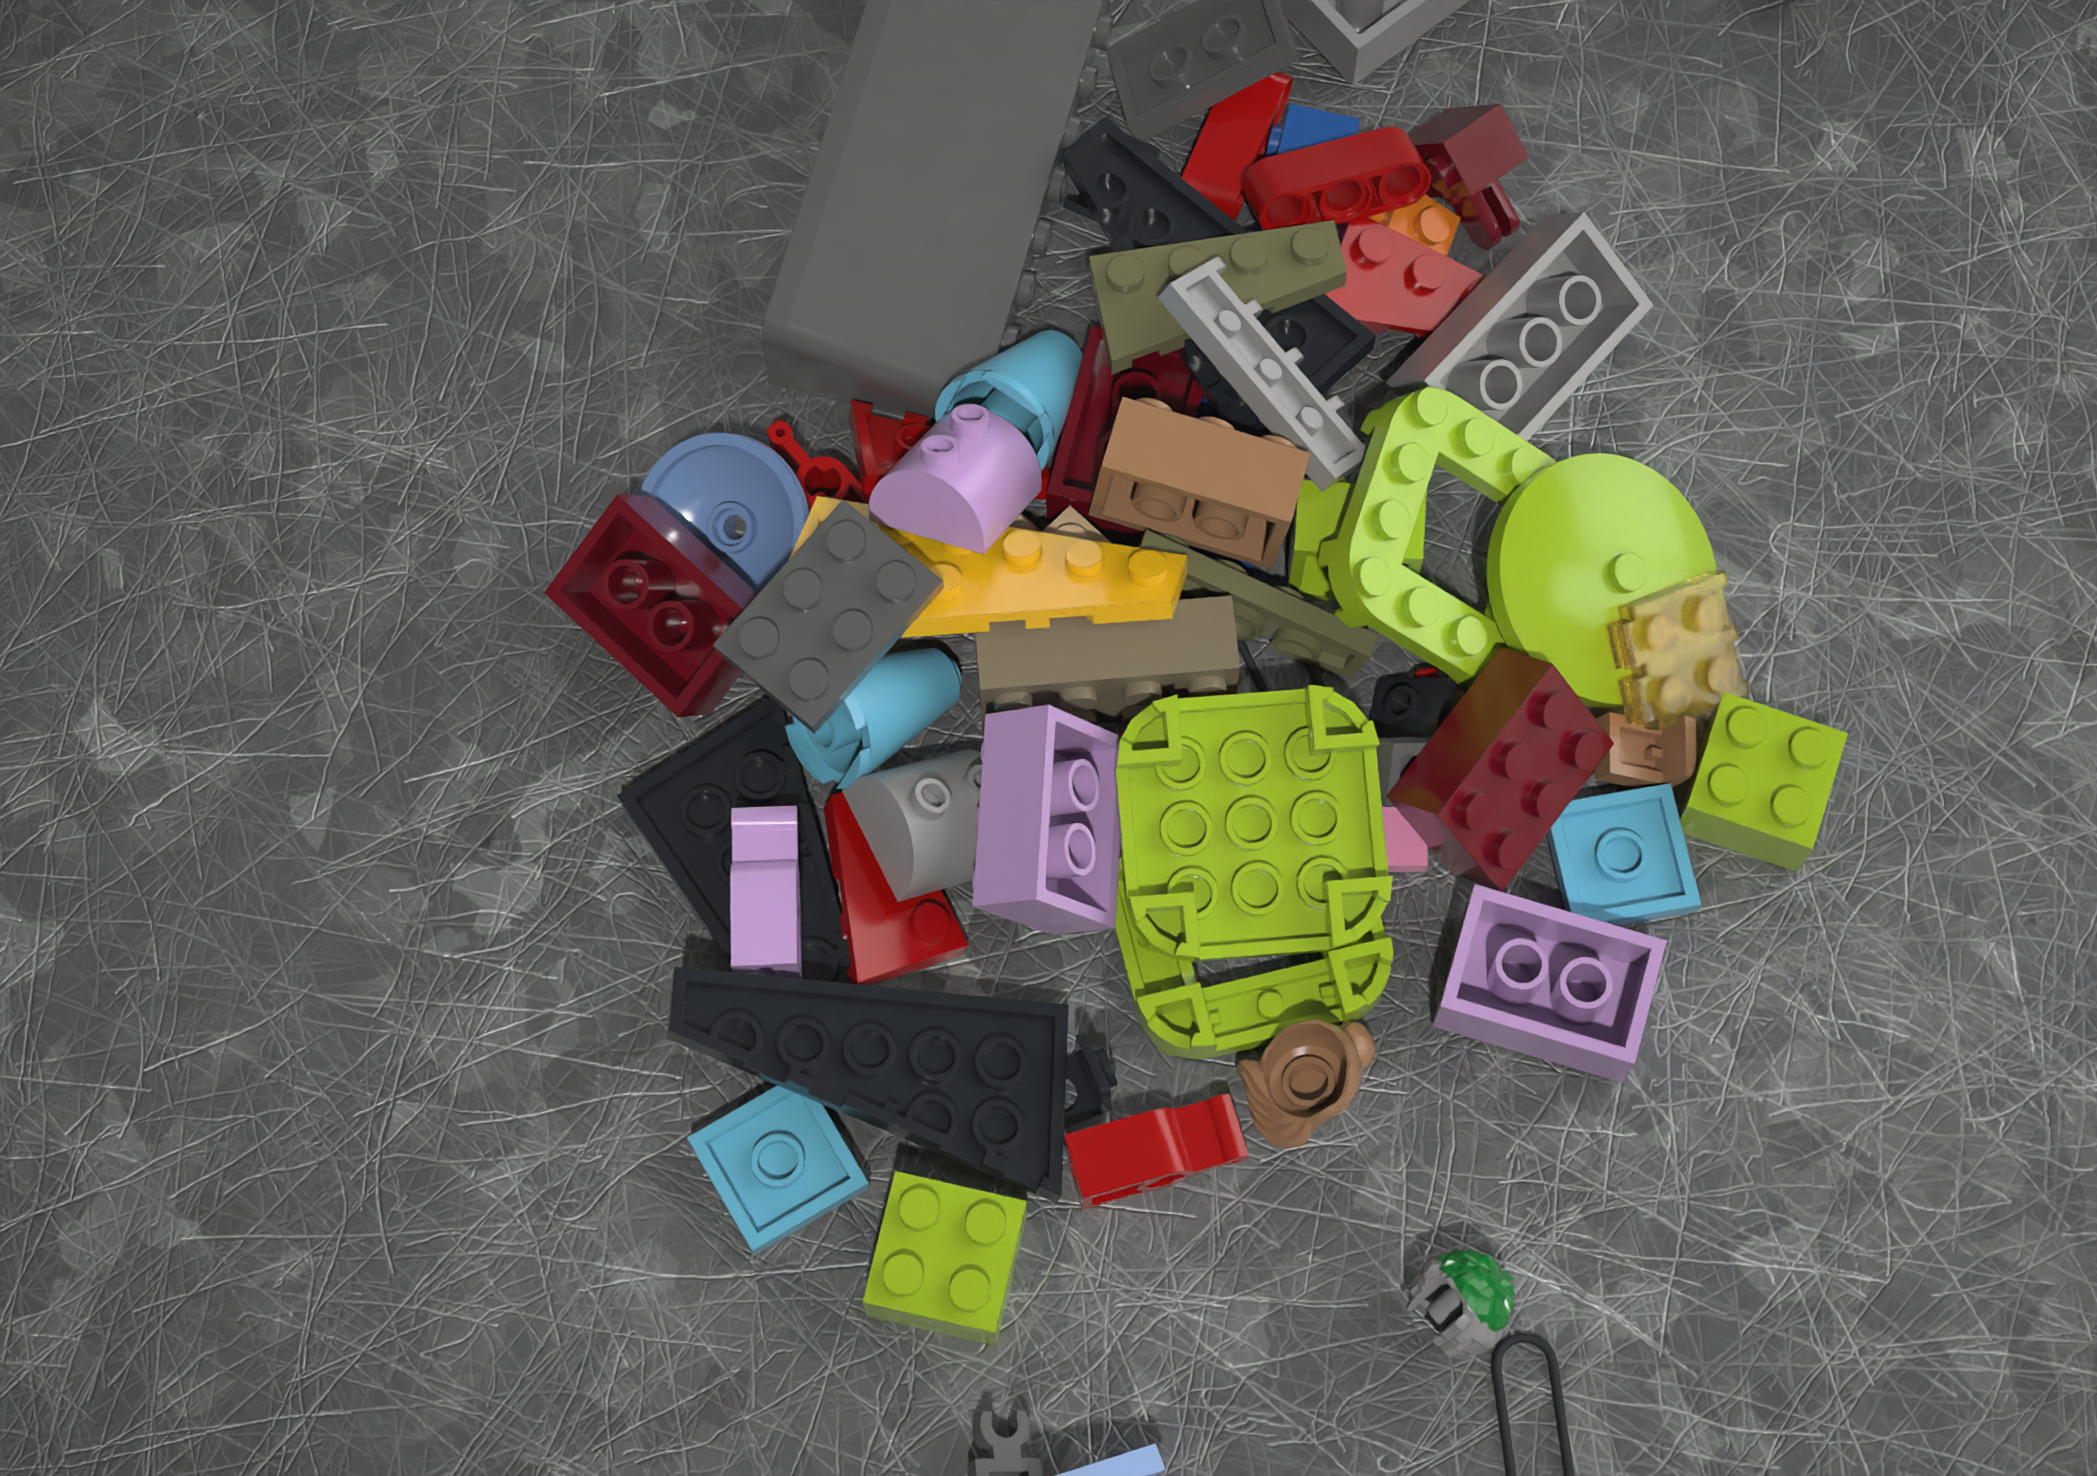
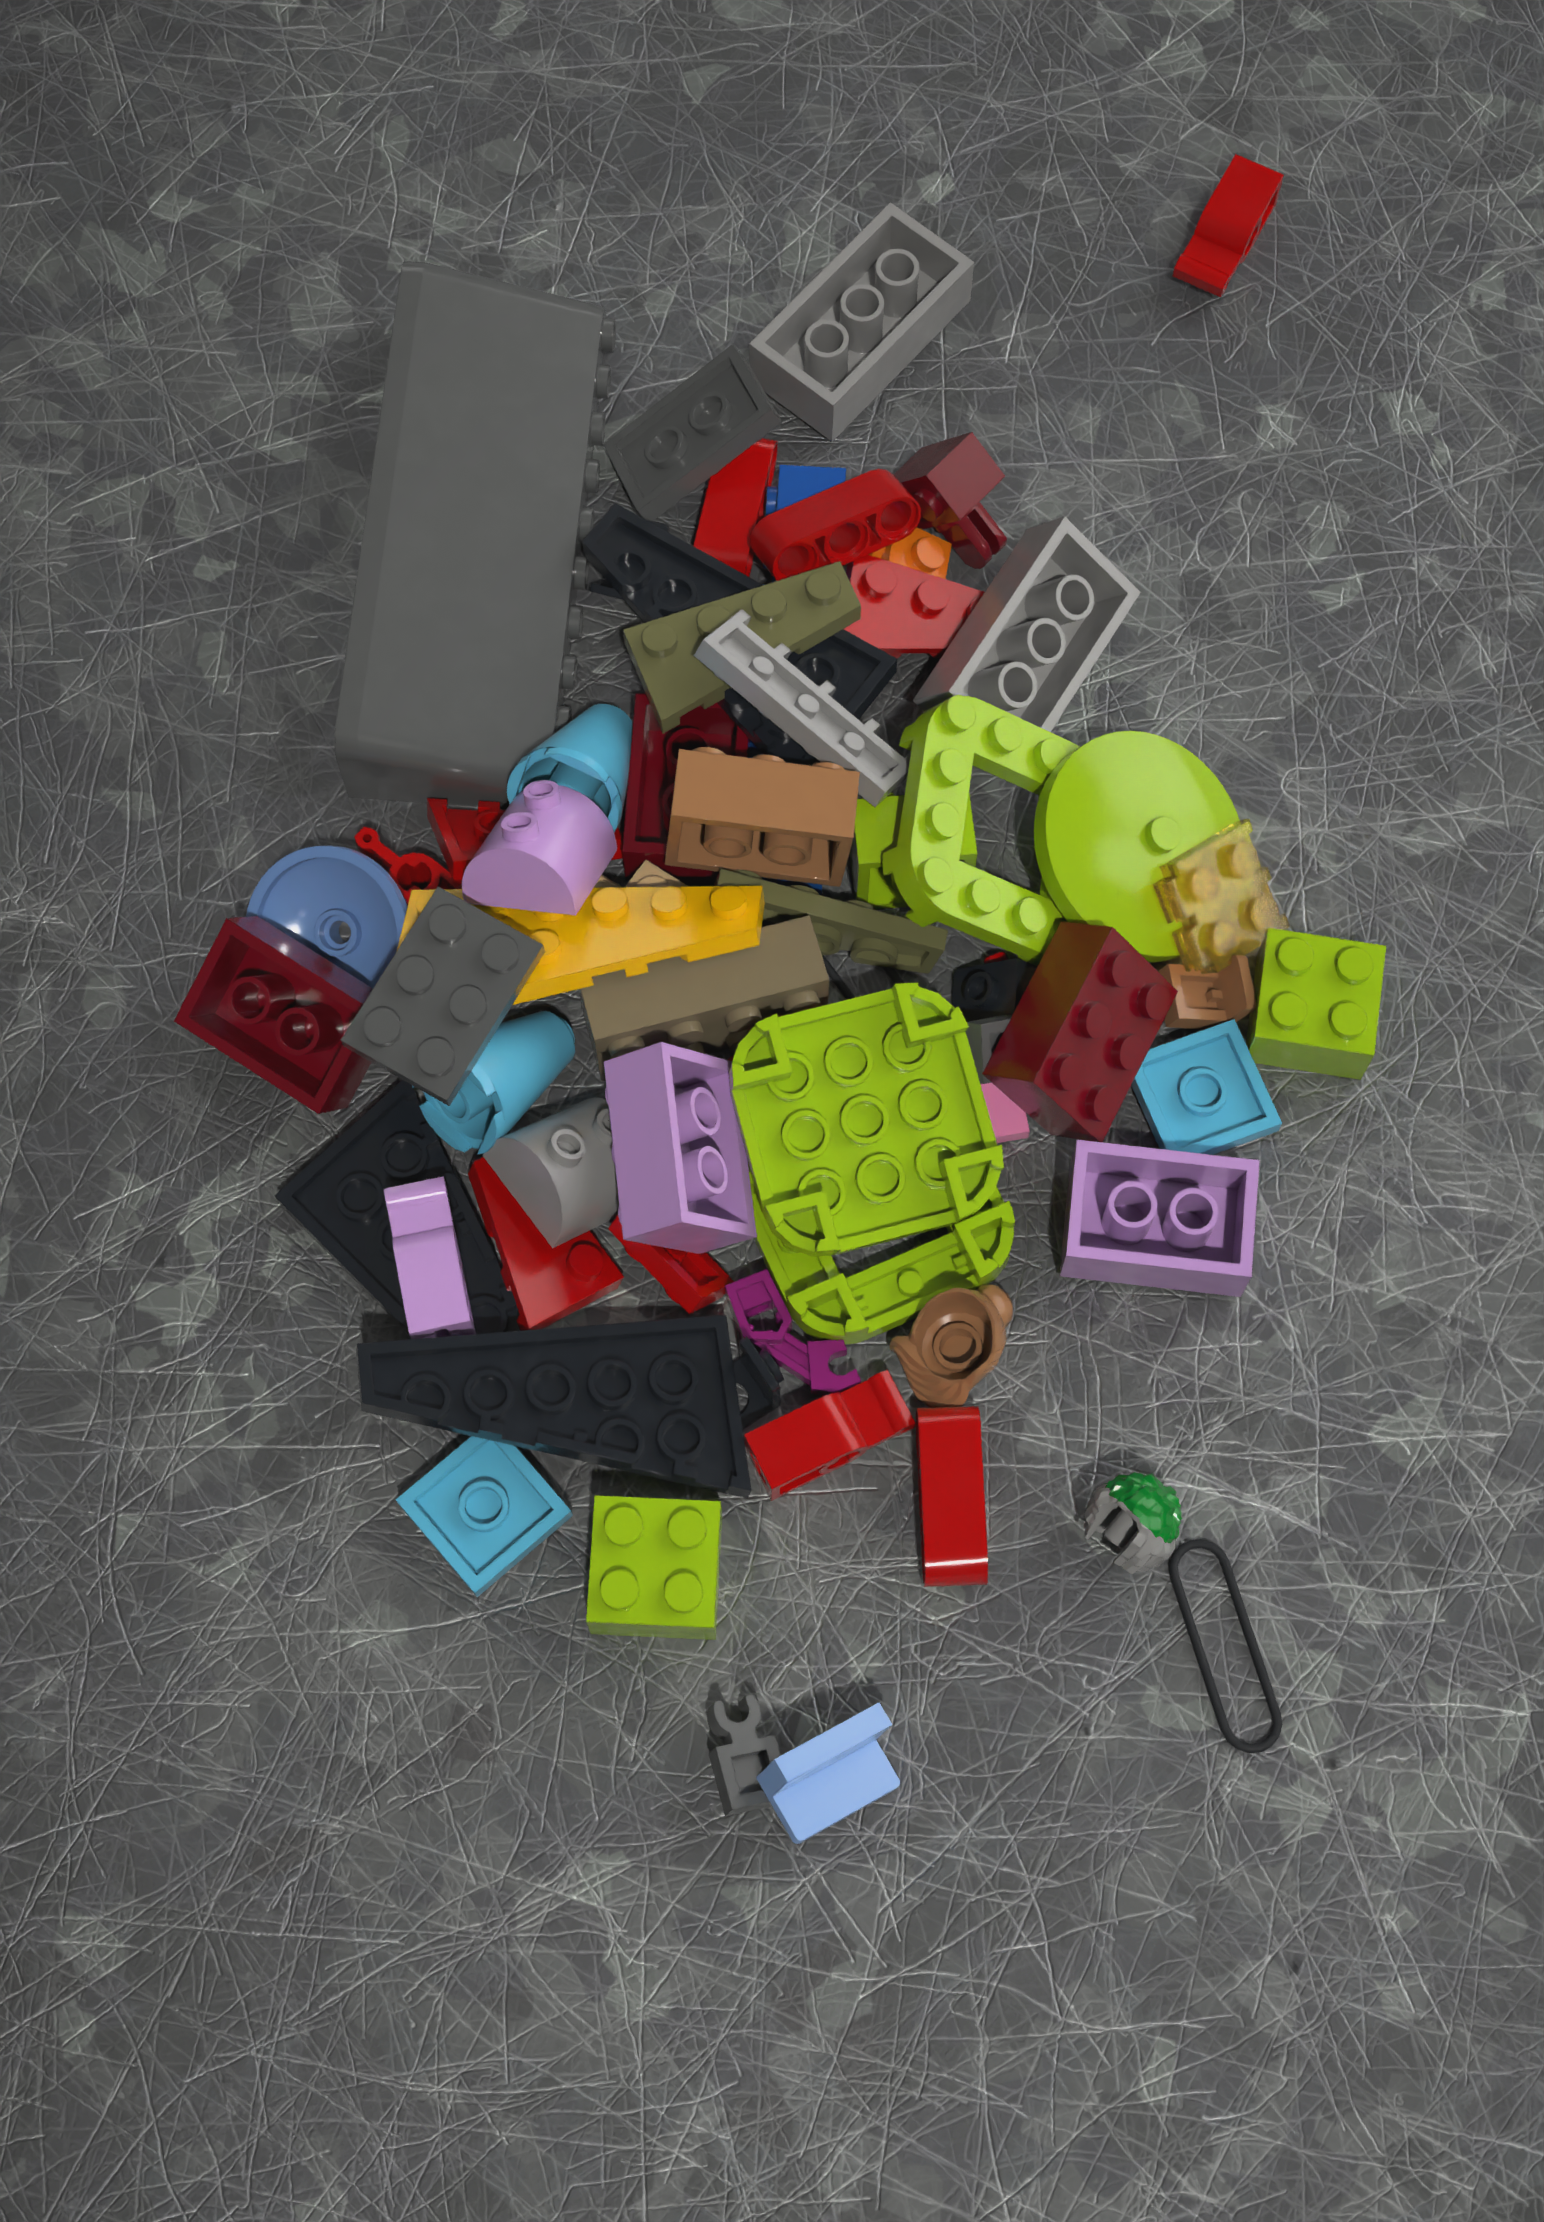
camera: 10 degrees left, 0 degrees up
(1034, 957) = (686, 1276): none -> red plate
(1147, 1071) = (806, 1362): none -> magenta piece
(1273, 1240) = (951, 1496): none -> red beam

